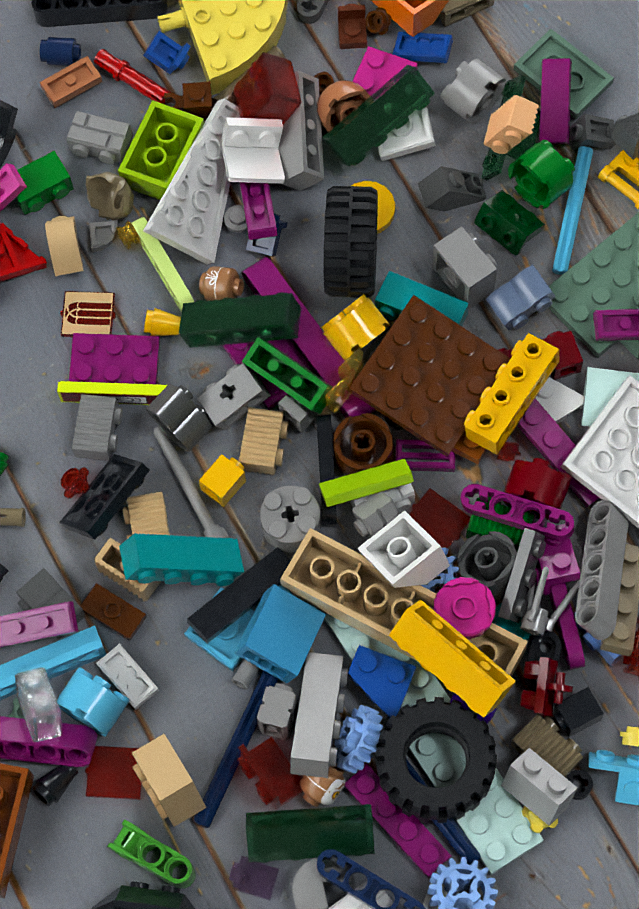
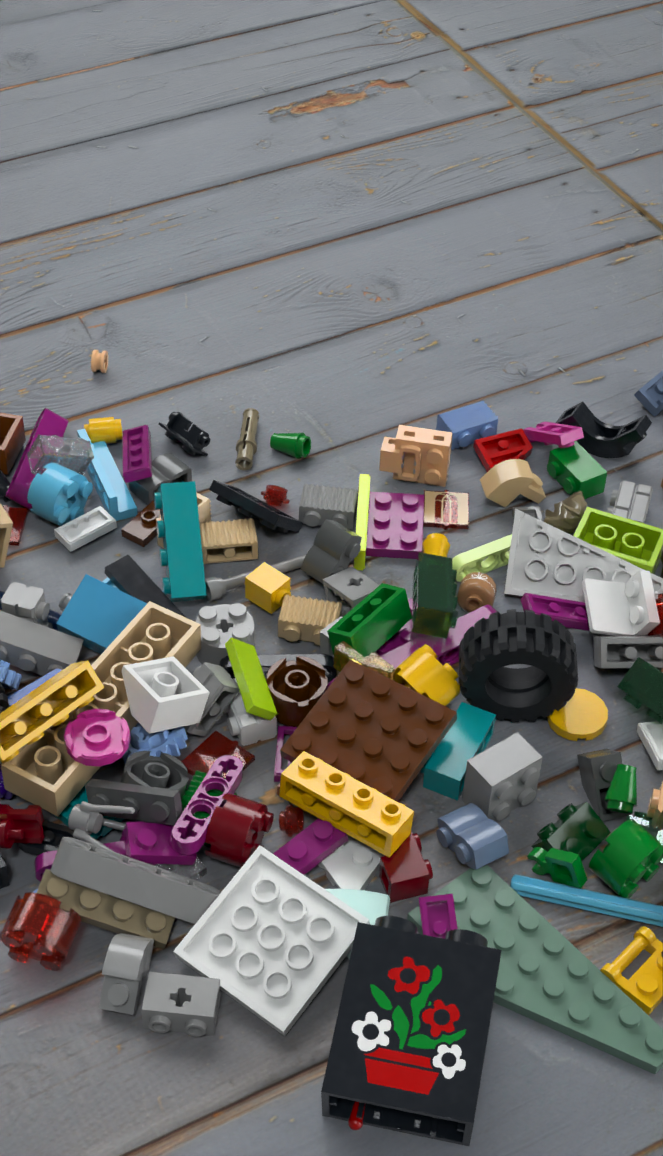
camera: 85 degrees right, 25 degrees down
(28, 332) = (417, 455): none -> light nougat piece
(477, 170) = (622, 790): none -> green cone
(550, 225) = (562, 865): none -> green plate

